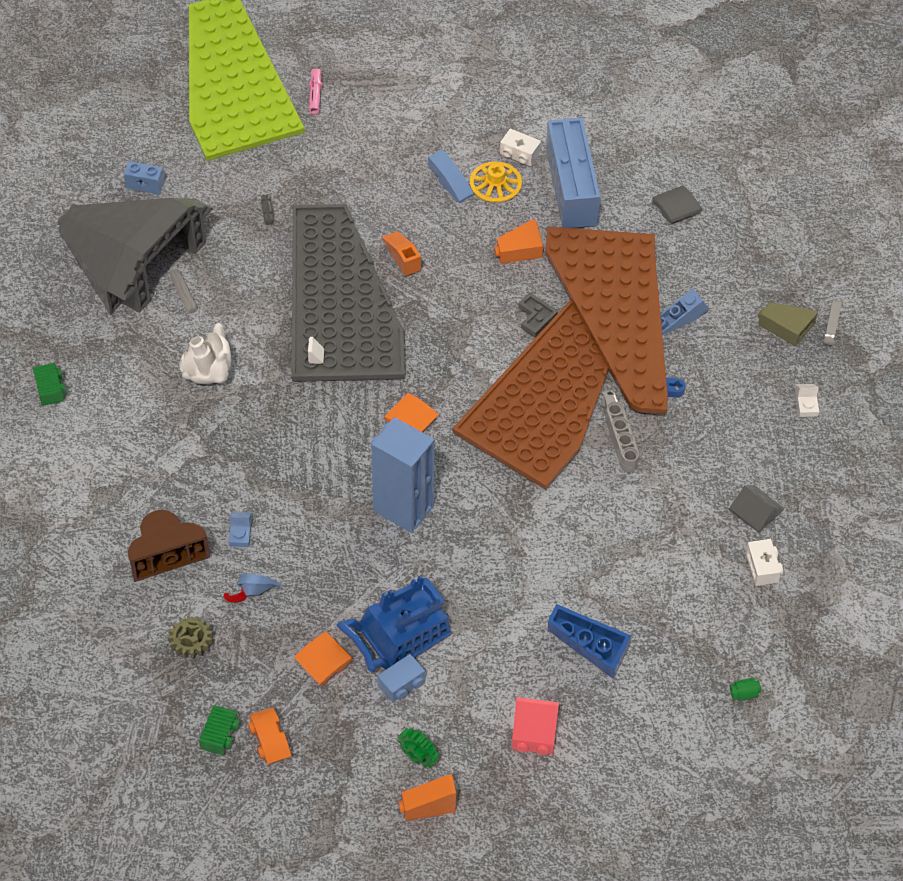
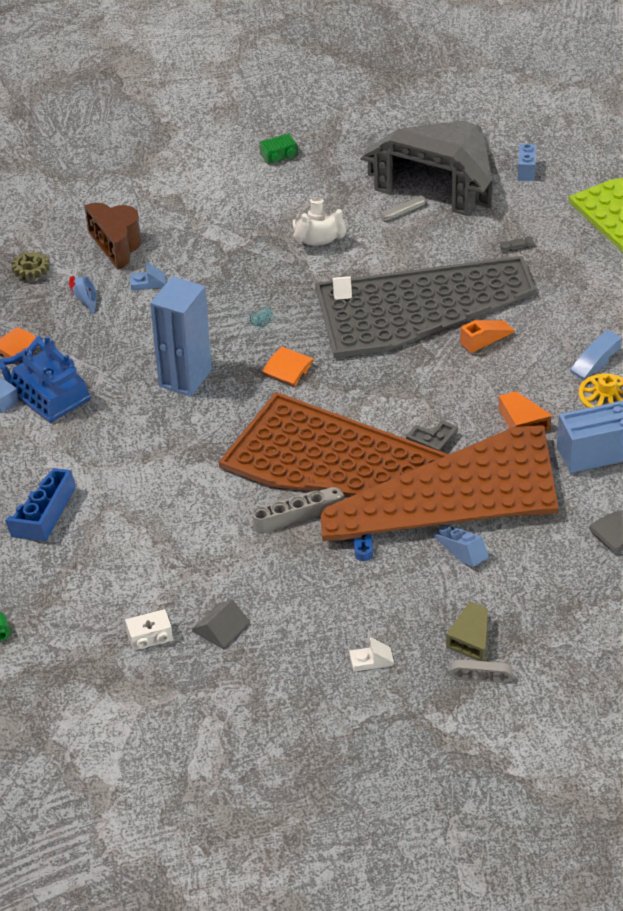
camera: 85 degrees right, 10 degrees down
(328, 431) = (257, 317): none -> clear light blue pin

